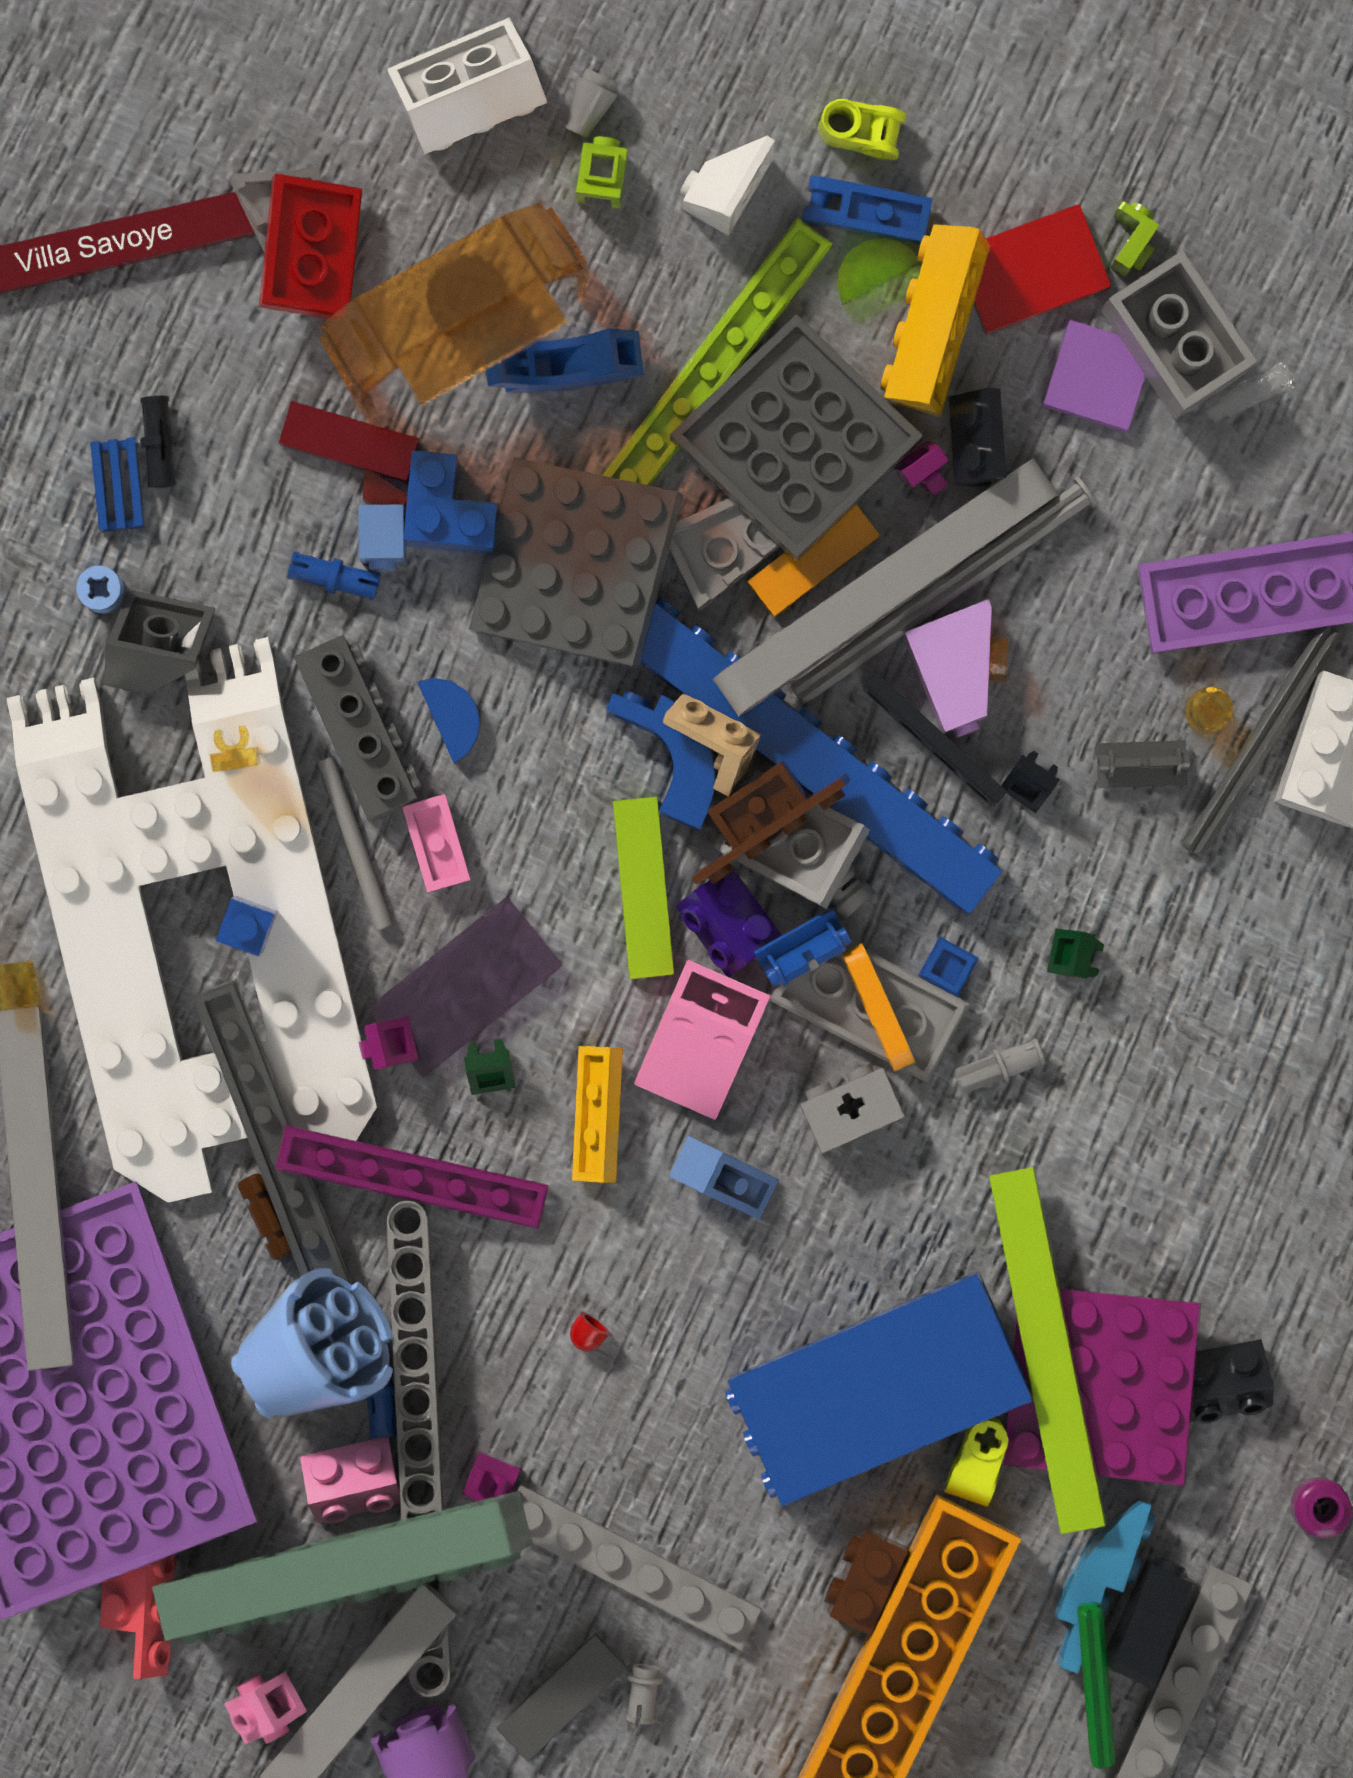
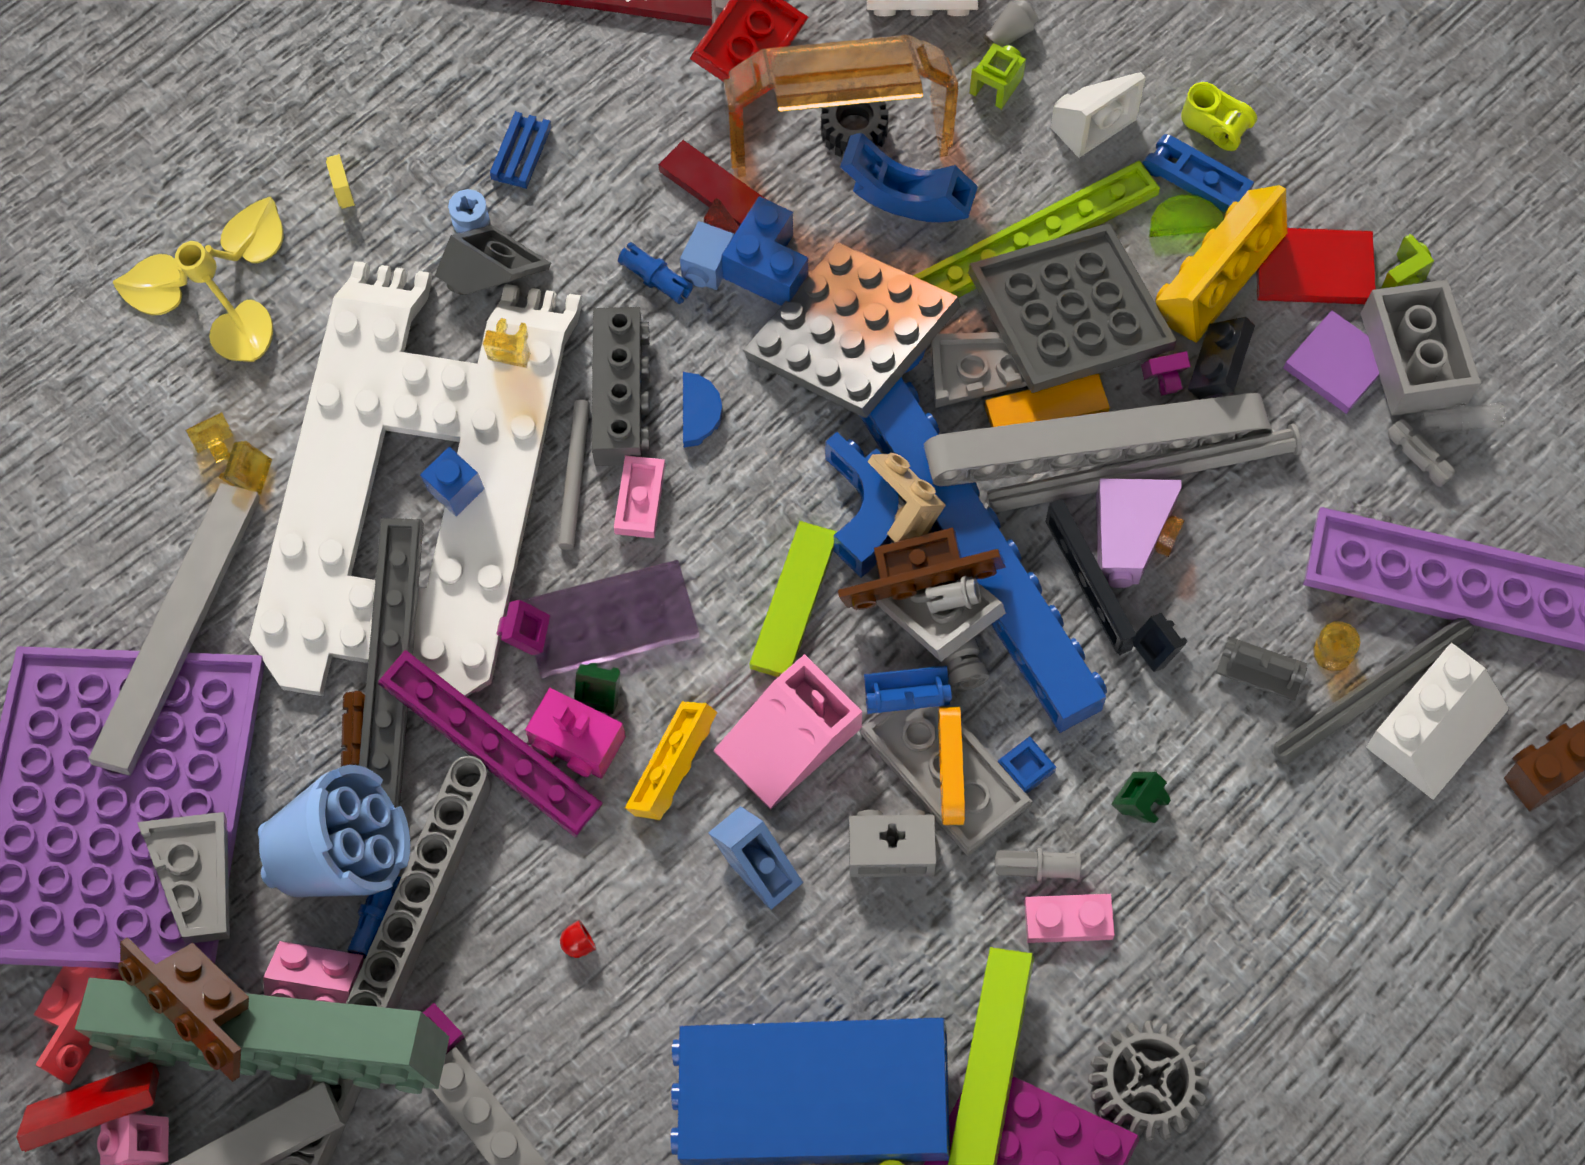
camera: 25 degrees right, 20 degrees down
(158, 441) = (560, 148): black pin -> none
(194, 1439) = (193, 870): none -> light grey wing
(205, 1695) = (88, 1106): none -> red tile
(270, 1571) = (192, 996): none -> reddish brown bracket
(489, 1129) = (575, 734): none -> dark pink brick
(728, 922) = (851, 647): dark purple bracket -> none
(813, 837) = (955, 595): none -> light grey pin
(1050, 1106) = (1069, 918): none -> bright pink plate
(1175, 1255) = (1159, 1098): none -> light grey gear
(1219, 451) = (1421, 453): none -> light grey axle

